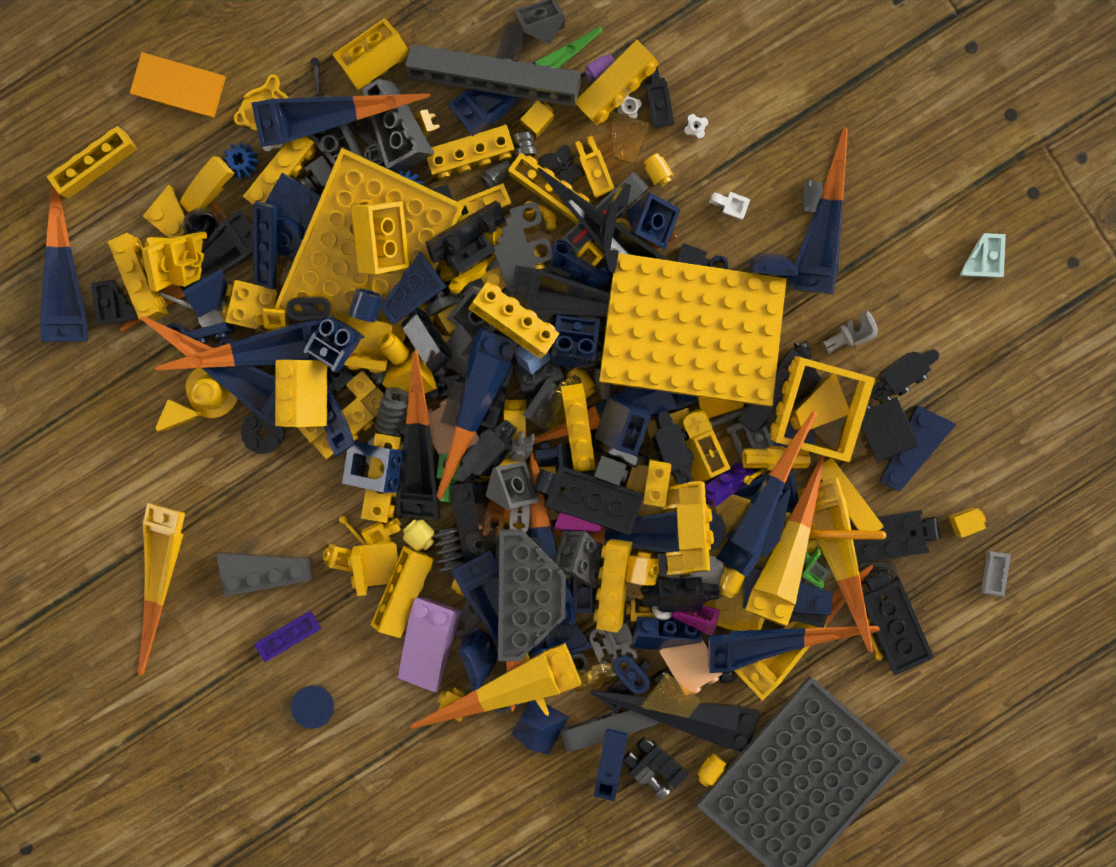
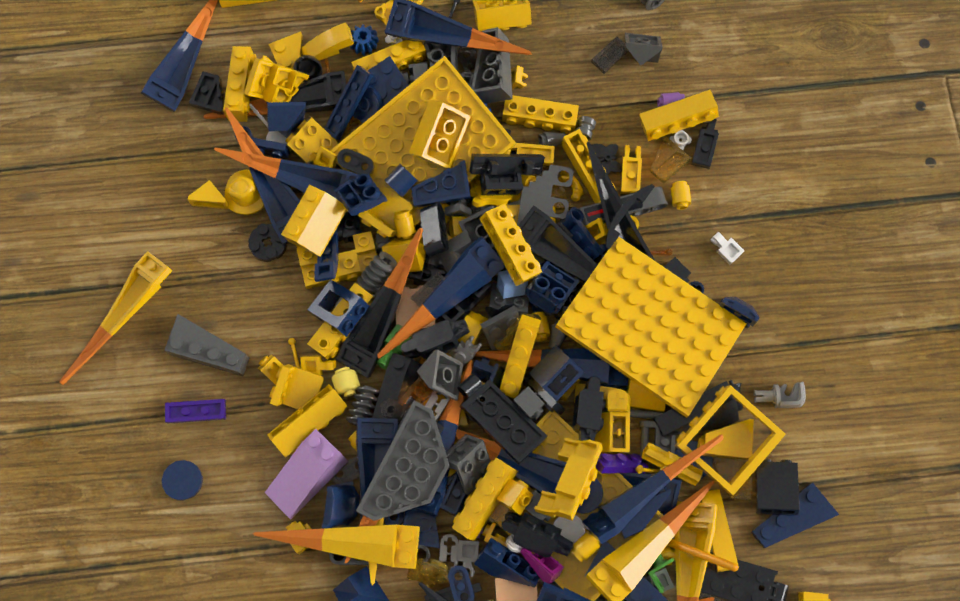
camera: 25 degrees right, 15 degrees down
(481, 108) = (579, 85): dark blue plate -> none
(493, 75) = (587, 67): dark grey brick -> none
(537, 118) = (605, 114): yellow brick -> none
(570, 523) = (473, 428): magenta slope -> none
(653, 219) = (660, 228): dark blue slope -> none
(657, 483) = (562, 431): yellow bracket -> none
(691, 130) = (726, 183): white plate -> none
(811, 195) = (796, 271): dark grey cone -> none
(820, 251) = (782, 320): dark blue plate -> none
(904, 372) = (812, 448): black hinge -> none
(986, 258) = (921, 390): light aqua wing -> none

